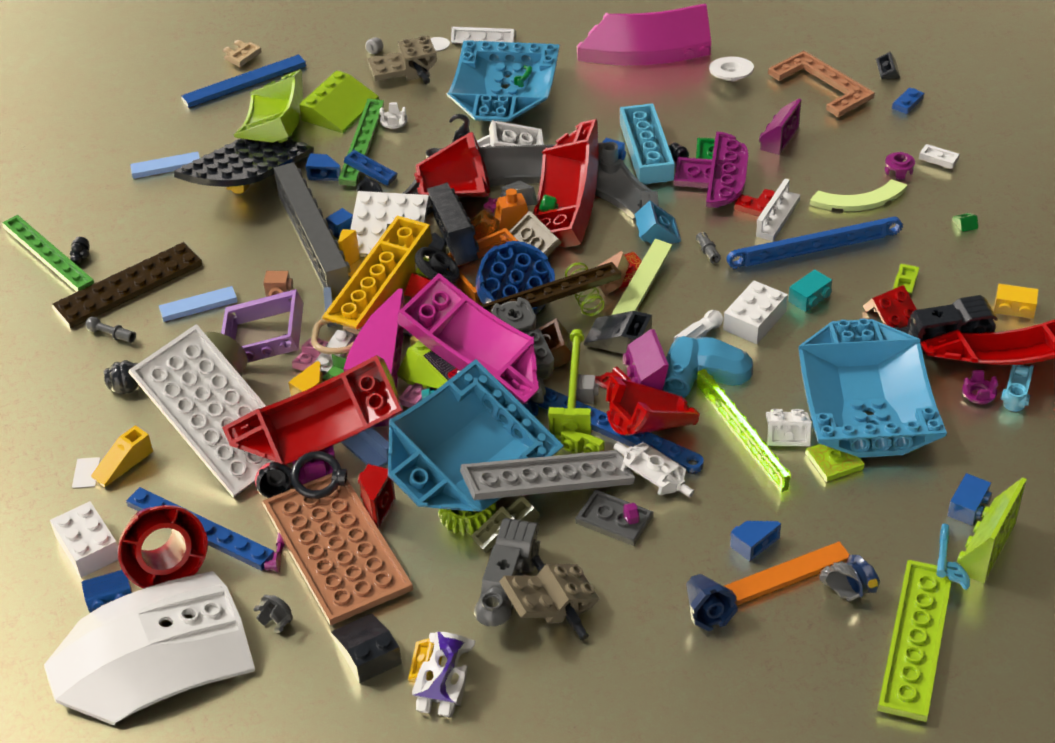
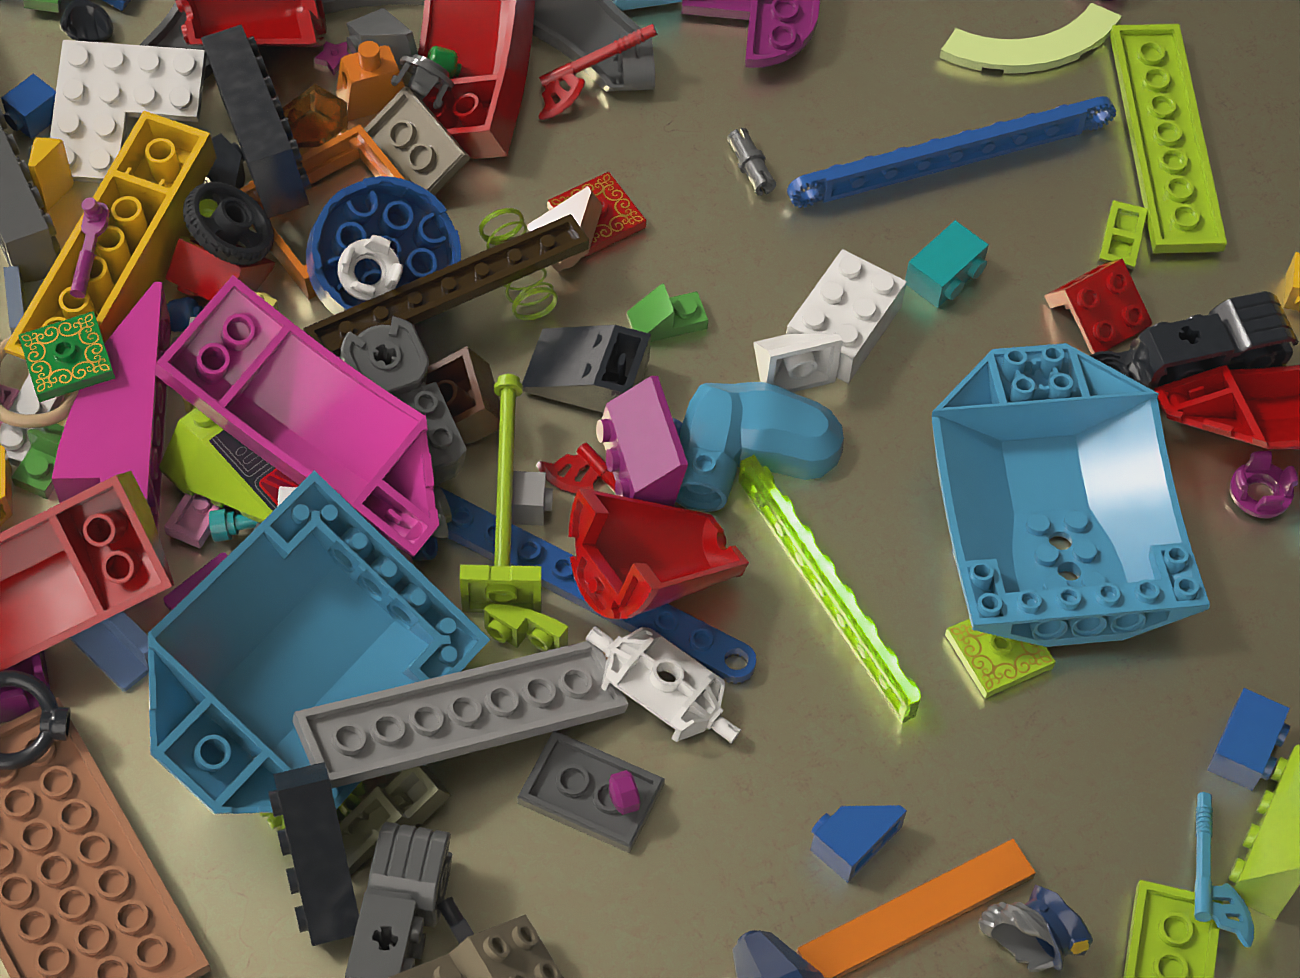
camera: 10 degrees left, 15 degrees up
(353, 318) = (66, 356): none -> green plate
(370, 261) = (93, 225): none -> magenta piece
(376, 492) = (124, 752): red slope -> none
(470, 529) = (317, 853): none -> black brick
(510, 273) = (379, 250): none -> white piece
(540, 206) = (424, 77): none -> dark grey piece
(605, 214) = (567, 72): none -> red piece
(643, 277) = (628, 241): yellowish green tile -> none
(656, 224) = (652, 112): dark azure slope -> none
(663, 313) = (668, 316): none -> bright green slope
(712, 320) = (738, 356): white piece -> none
(731, 329) = (798, 360): none -> white slope
(753, 205) = (845, 64): red plate -> none
(777, 212) = (880, 80): white fence -> none
(788, 428) = (913, 580): white bracket -> none
(931, 238) = (1167, 139): none -> lime plate
(966, 221) = (1230, 99): green slope -> none

